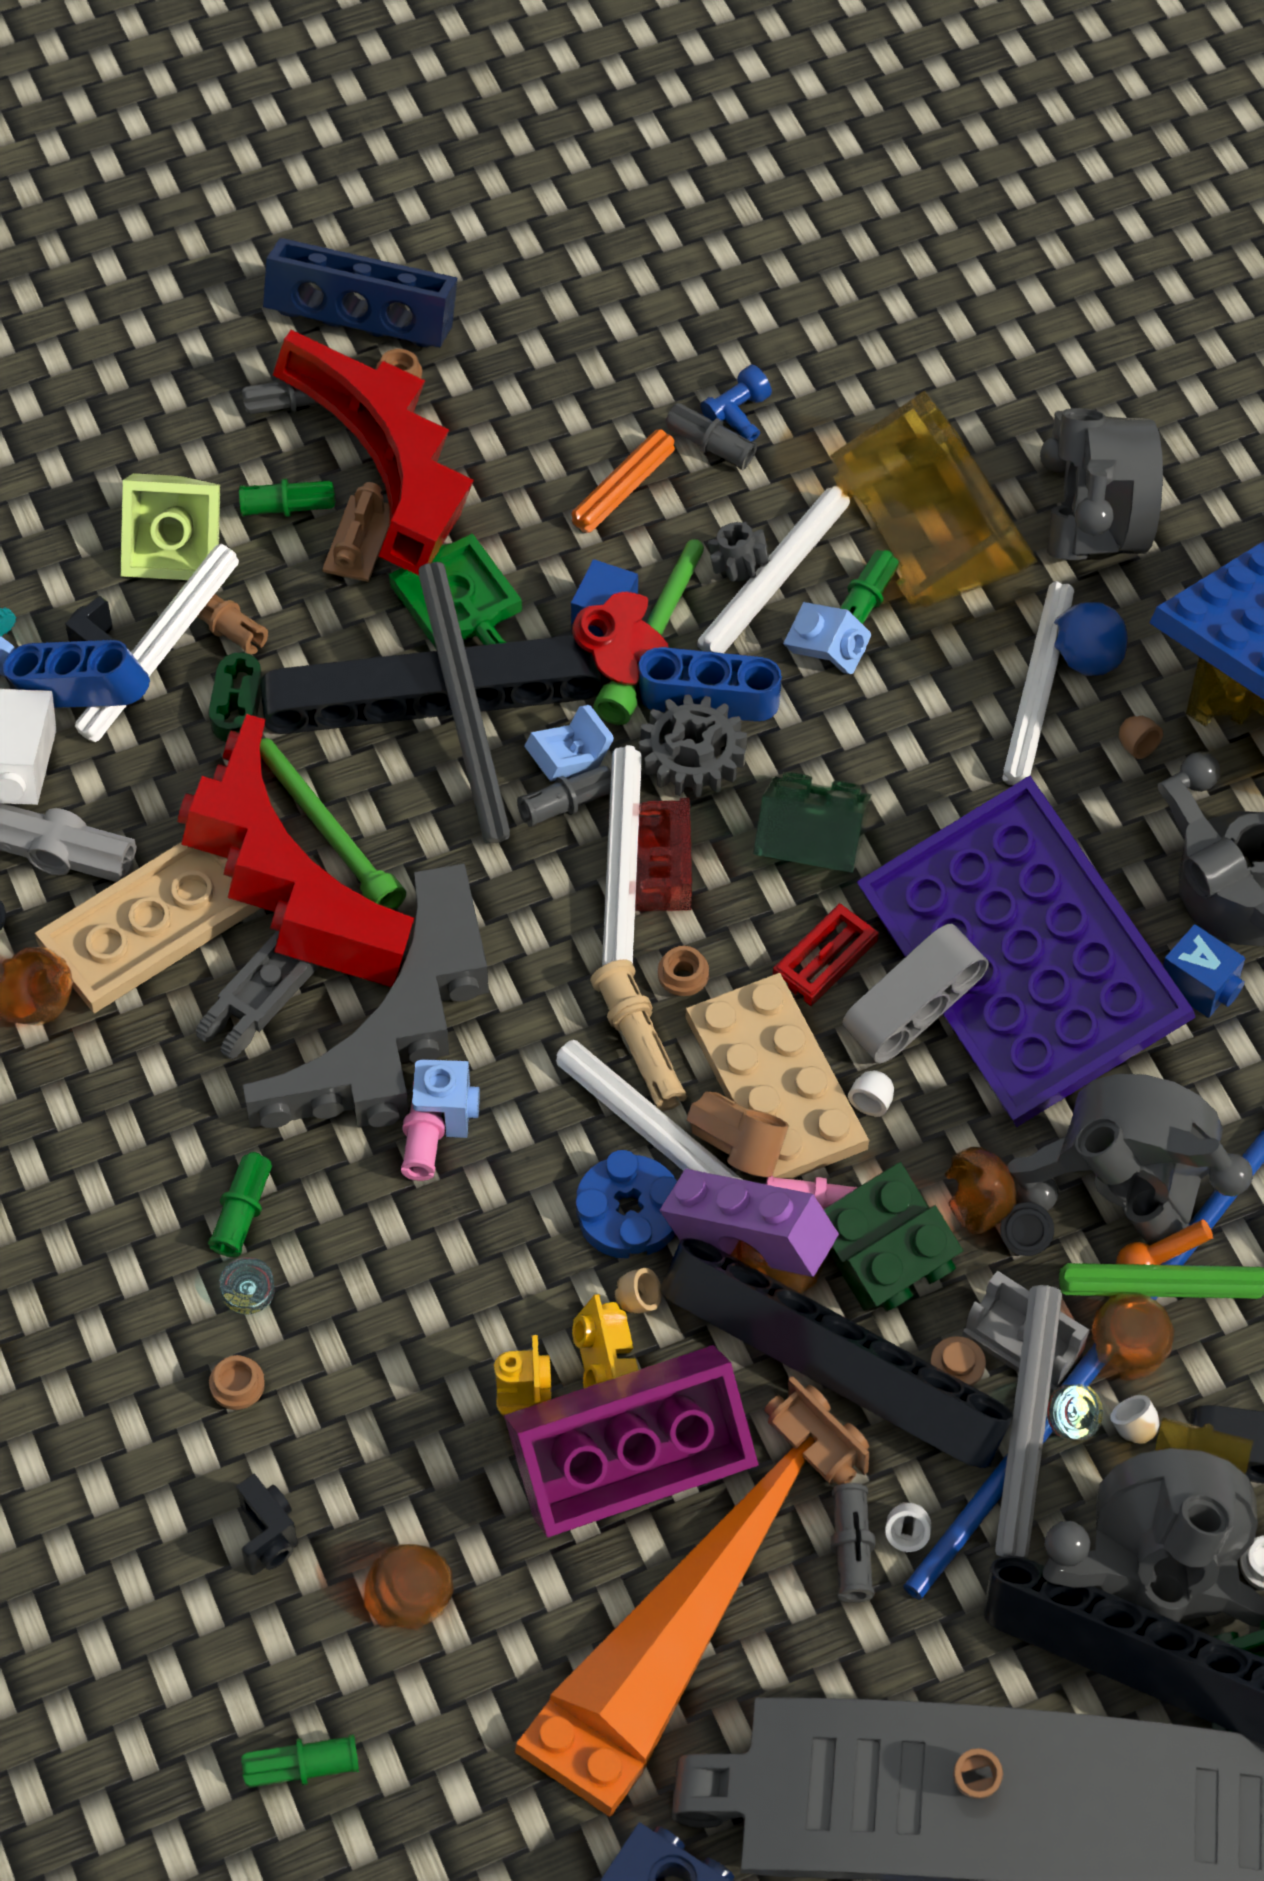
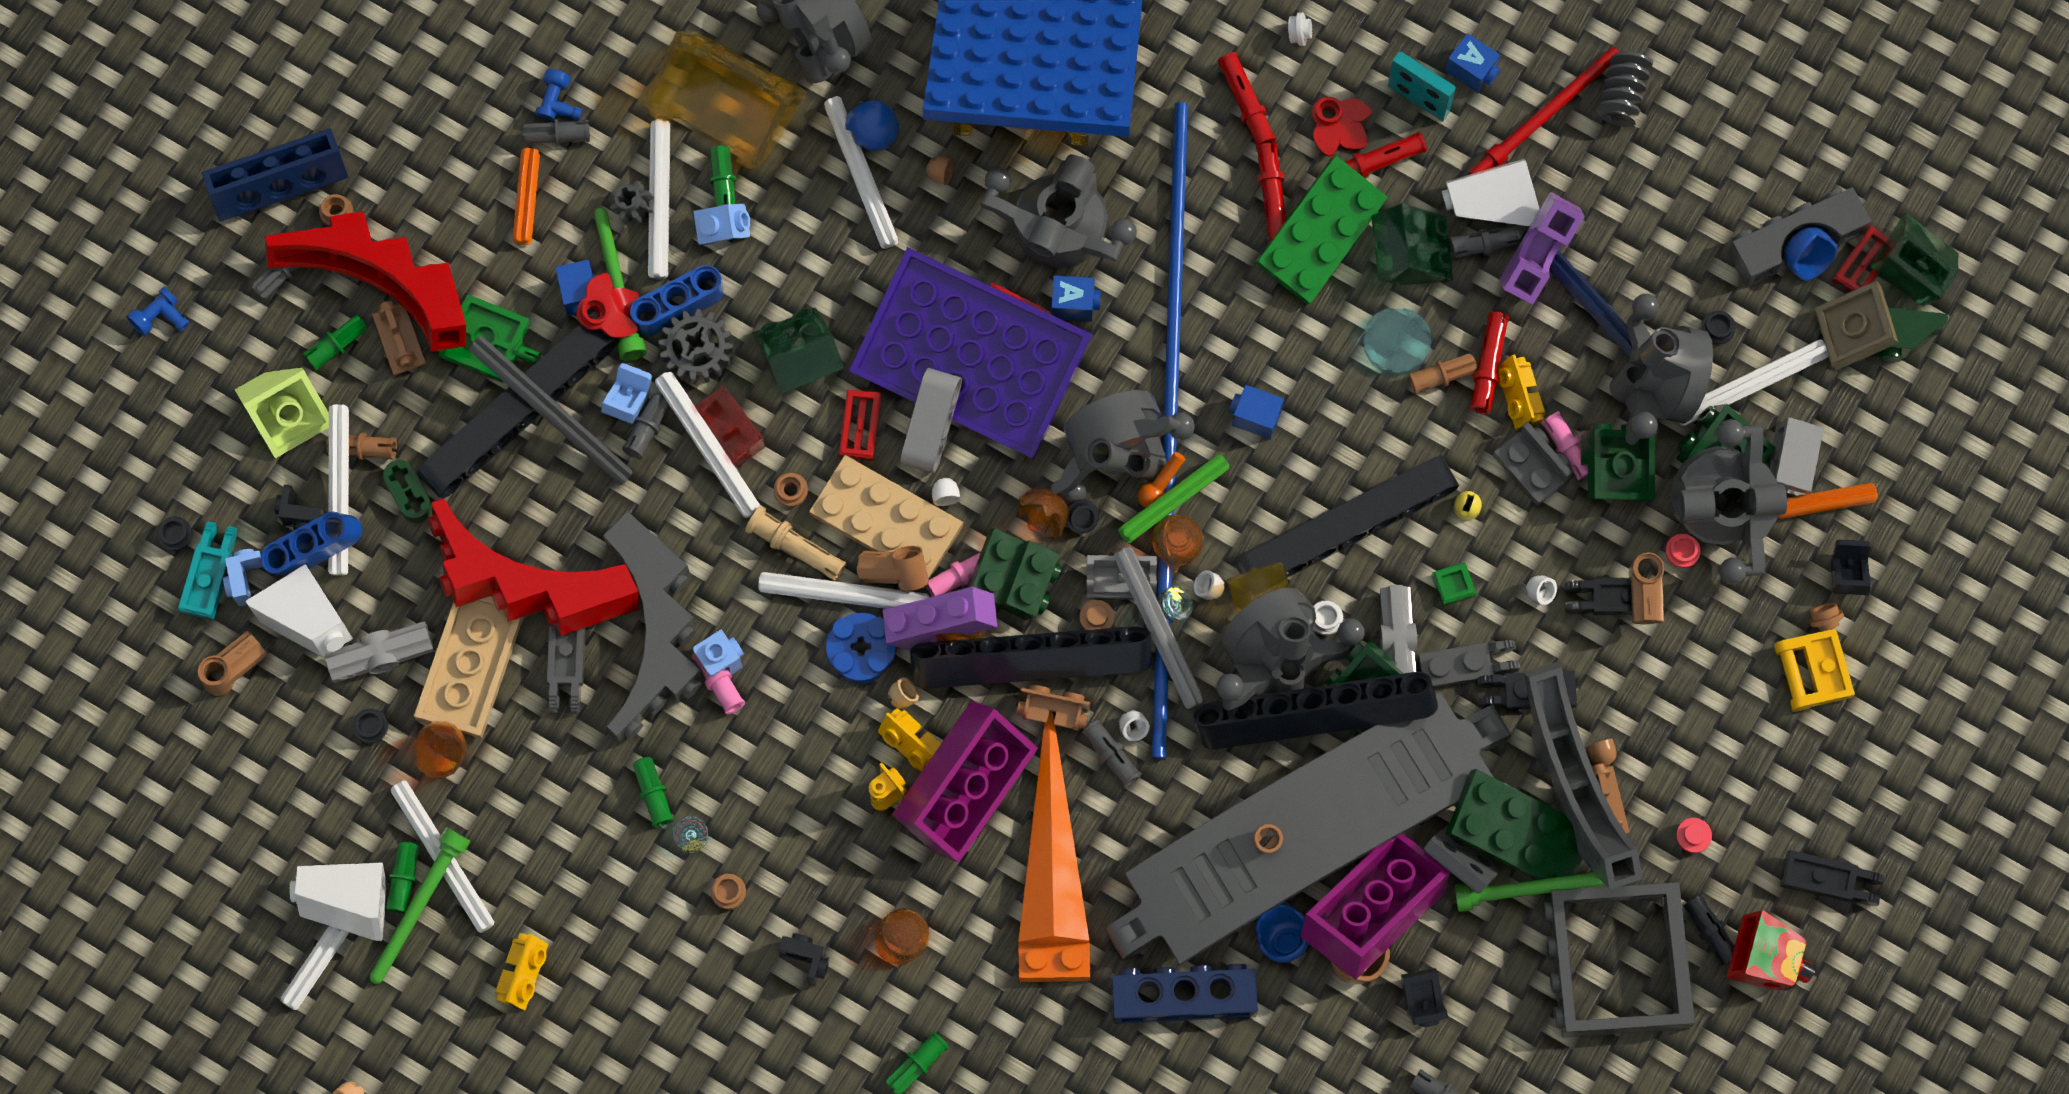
camera: 35 degrees left, 15 degrees up
(133, 352) = (162, 304): none -> blue piece
(375, 885) = (585, 556): bright green piece -> none

